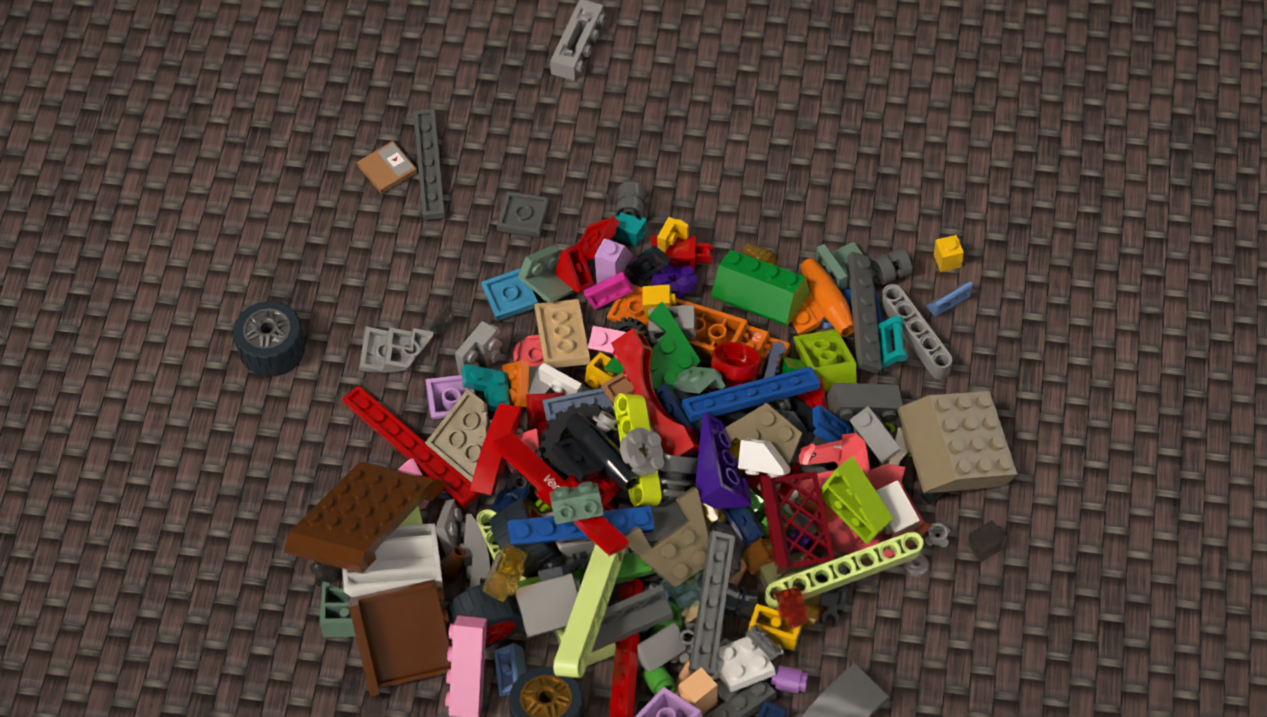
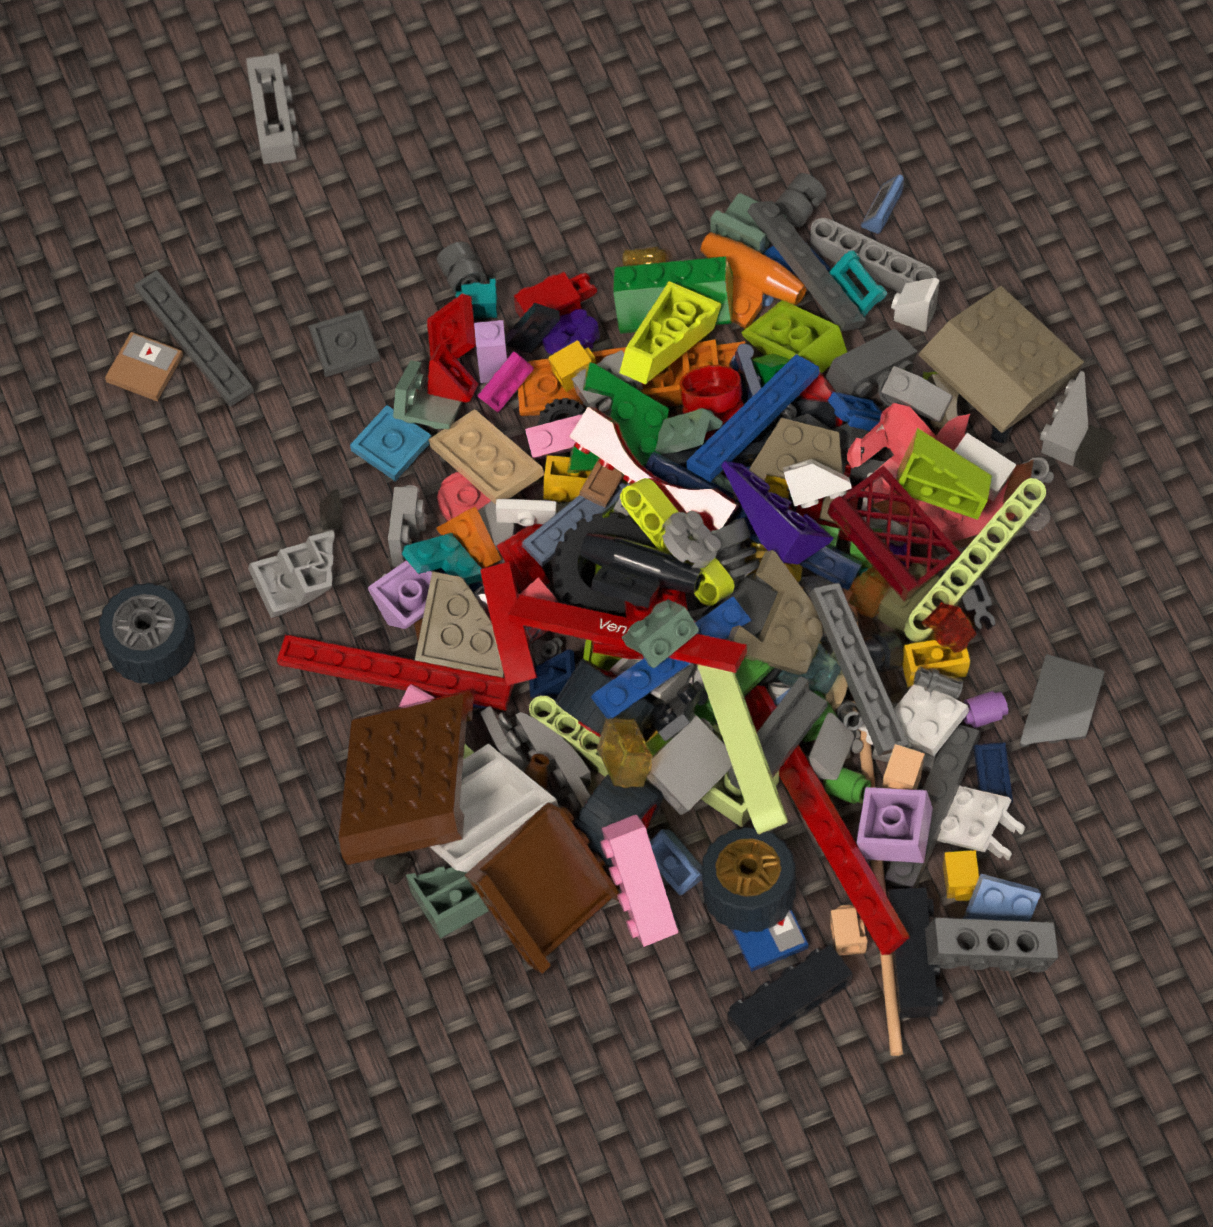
camera: 30 degrees left, 5 degrees up
(605, 421) = (625, 527): light grey plate -> none
(671, 230) = (538, 274): yellow bracket -> none
(730, 307) = (668, 331): none -> neon yellow wedge
(926, 376) = (916, 303): none -> white slope
(948, 253) = (852, 155): yellow brick -> none
(981, 510) = (1070, 423): none -> light grey slope

